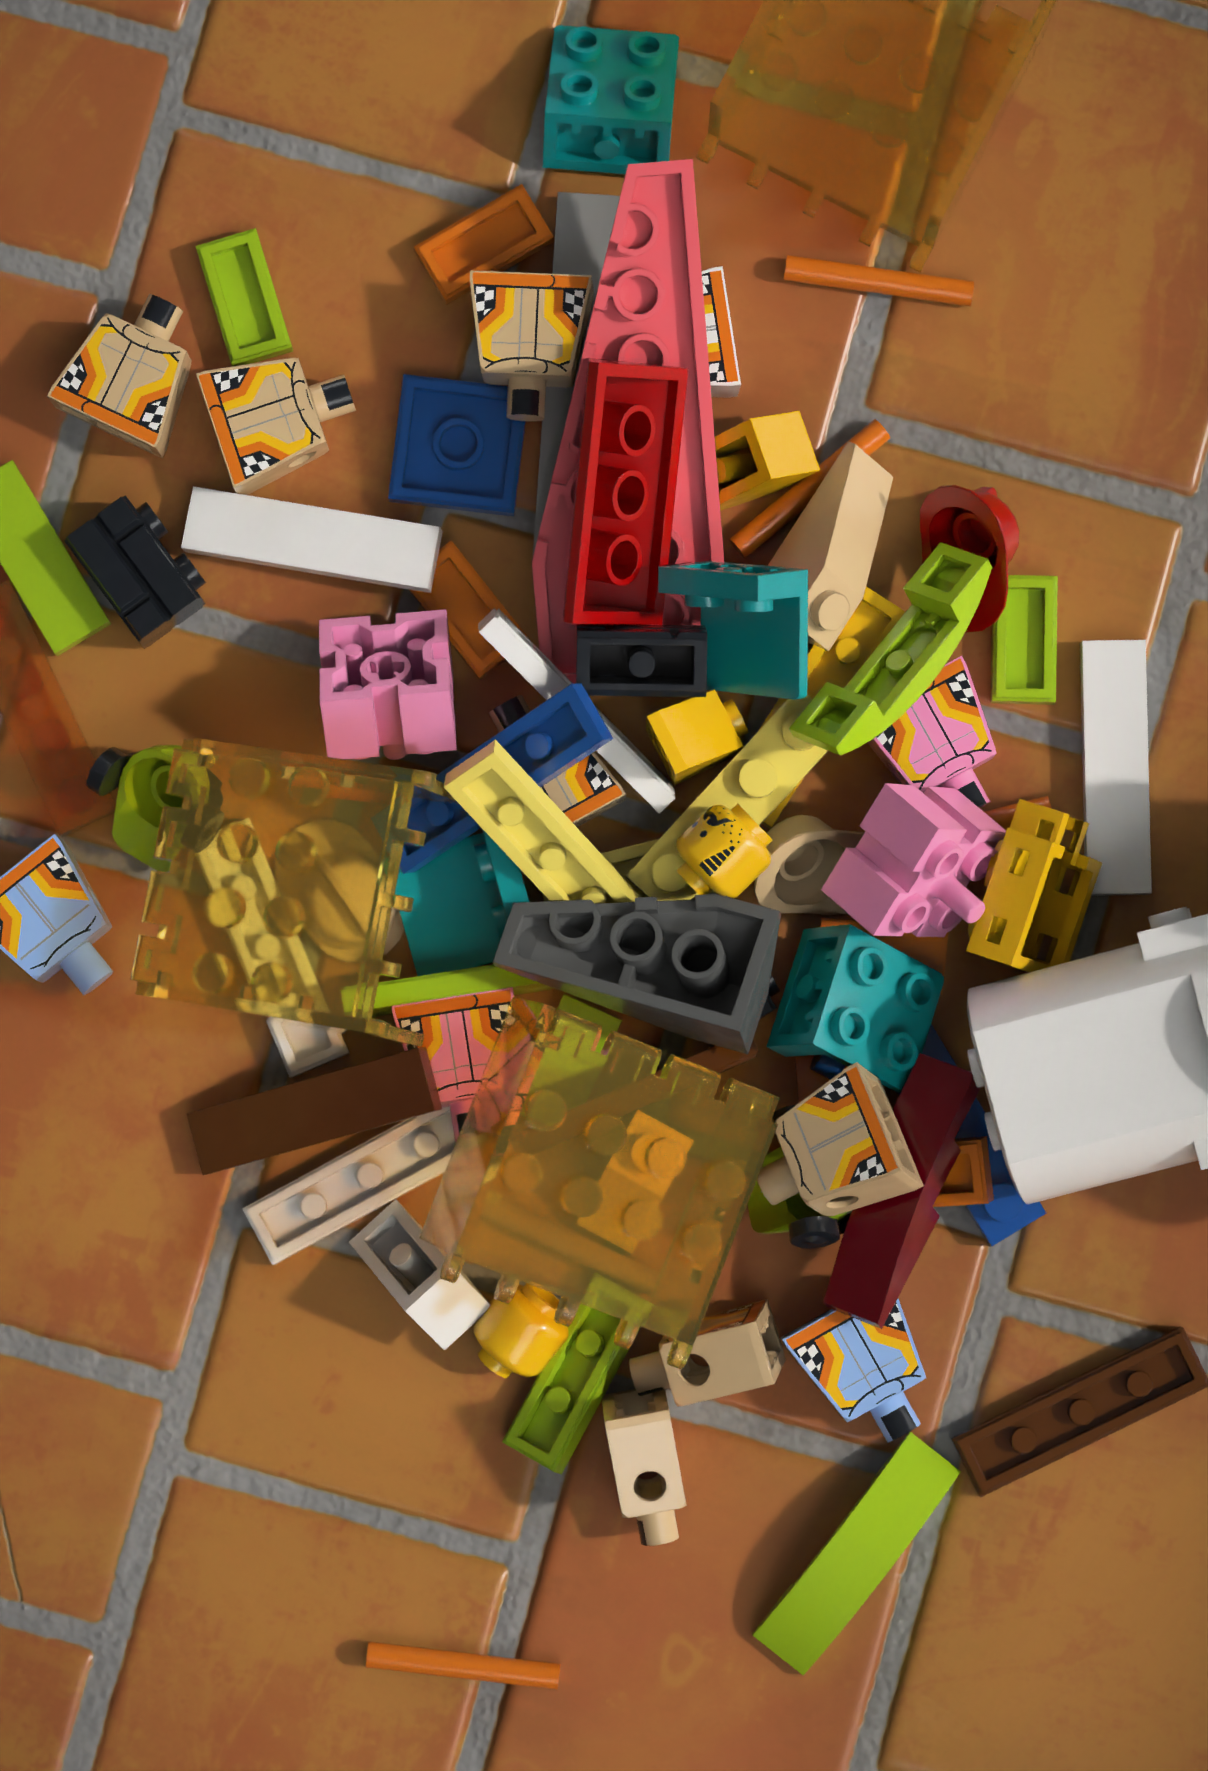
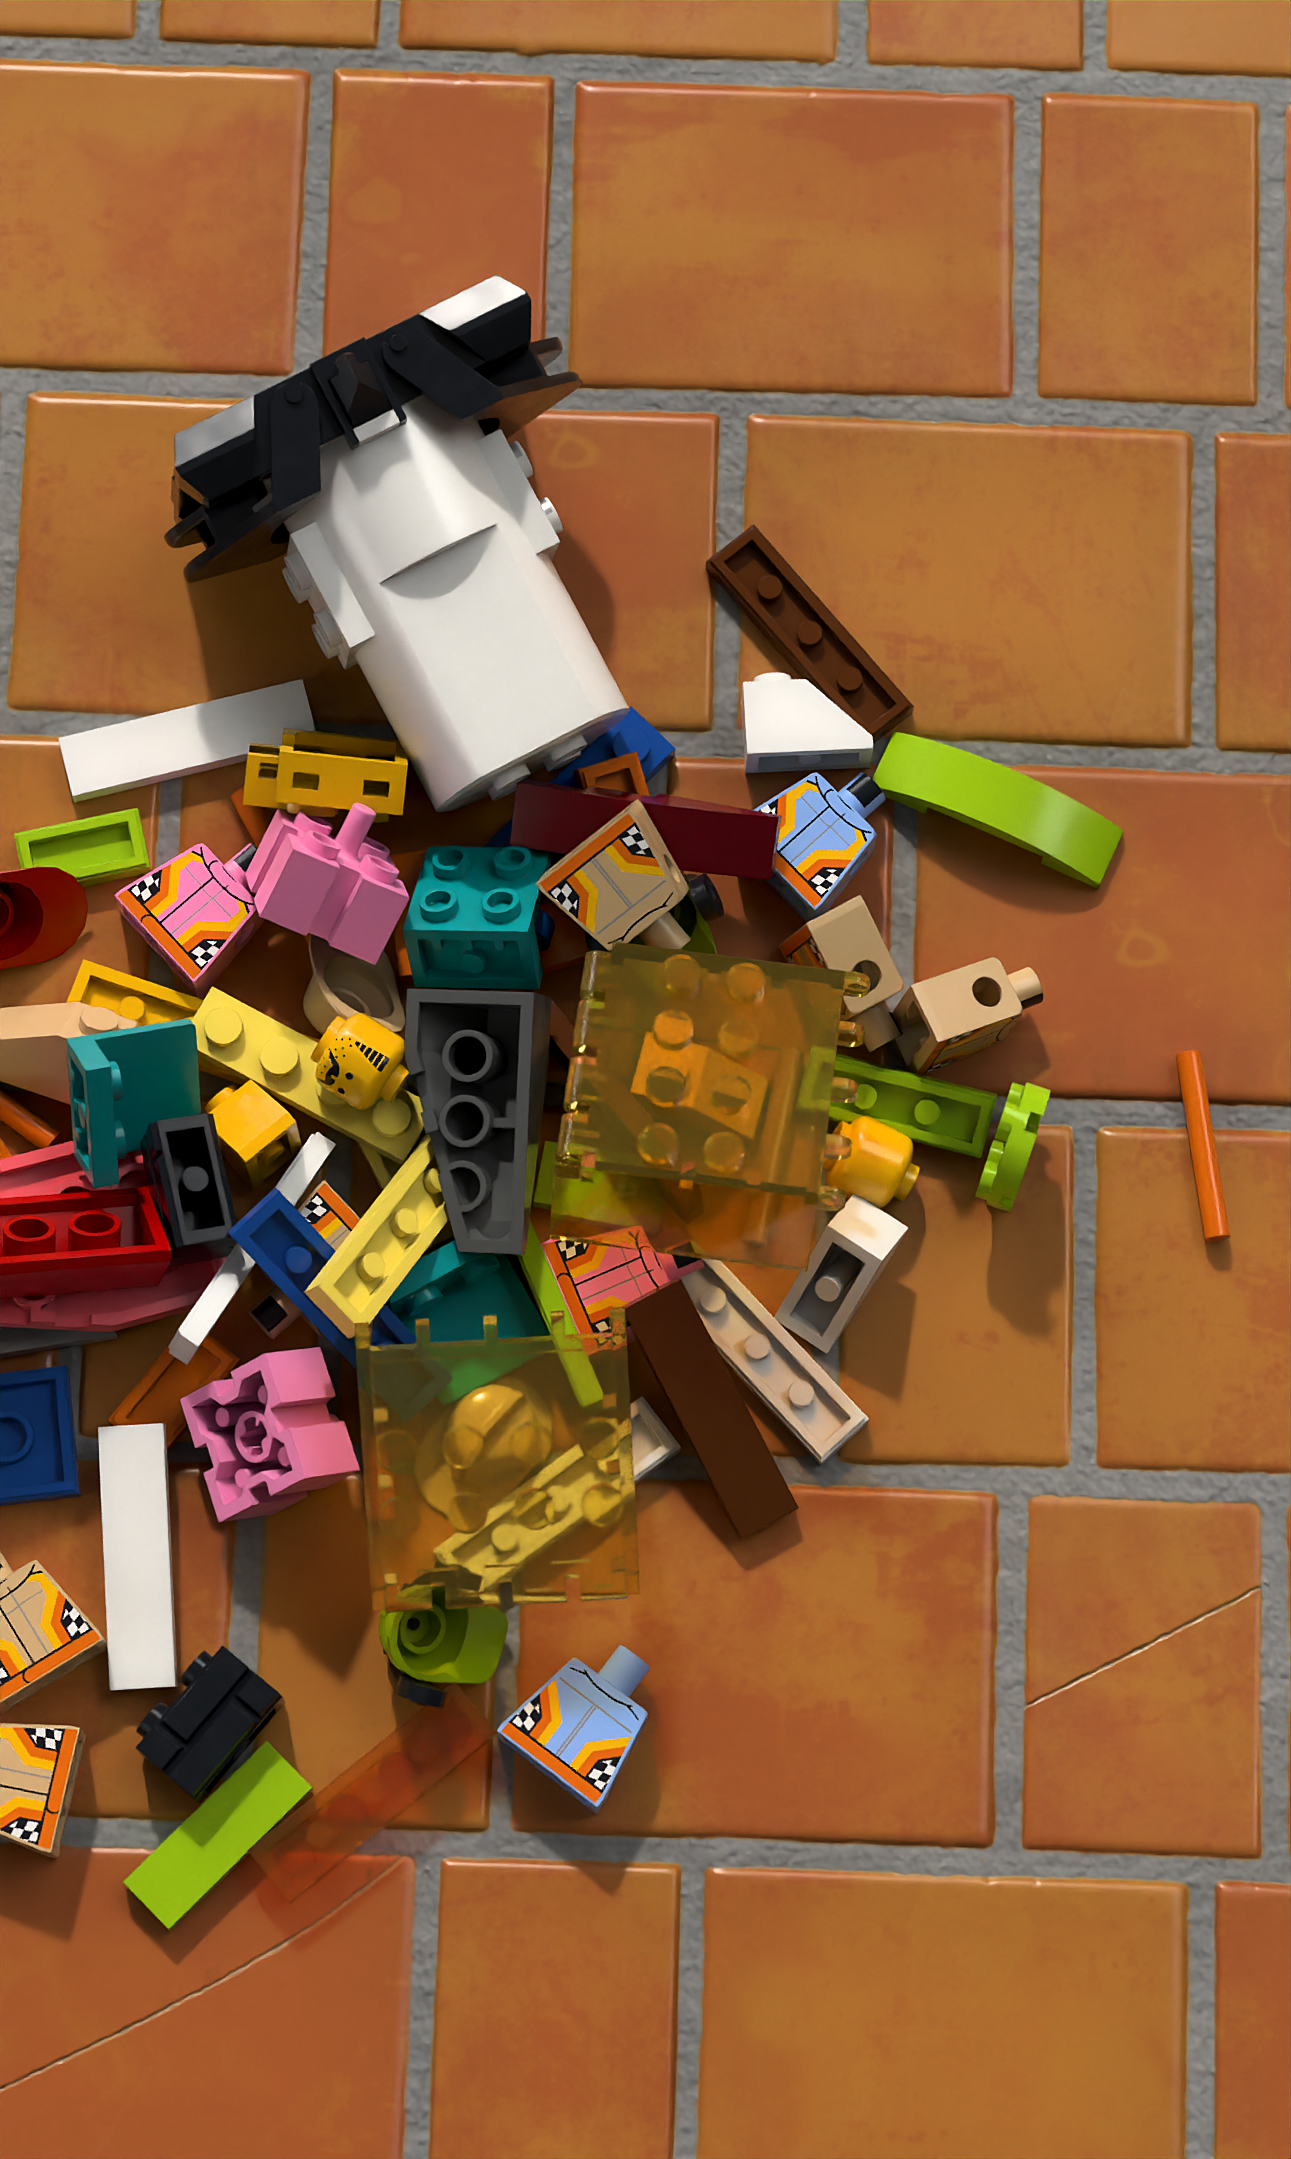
camera: 110 degrees left, 10 degrees down
(496, 1472) = (1009, 1160): none -> lime plate
(906, 661) = (128, 944): lime slope -> none
(984, 1372) = (798, 728): none -> white slope

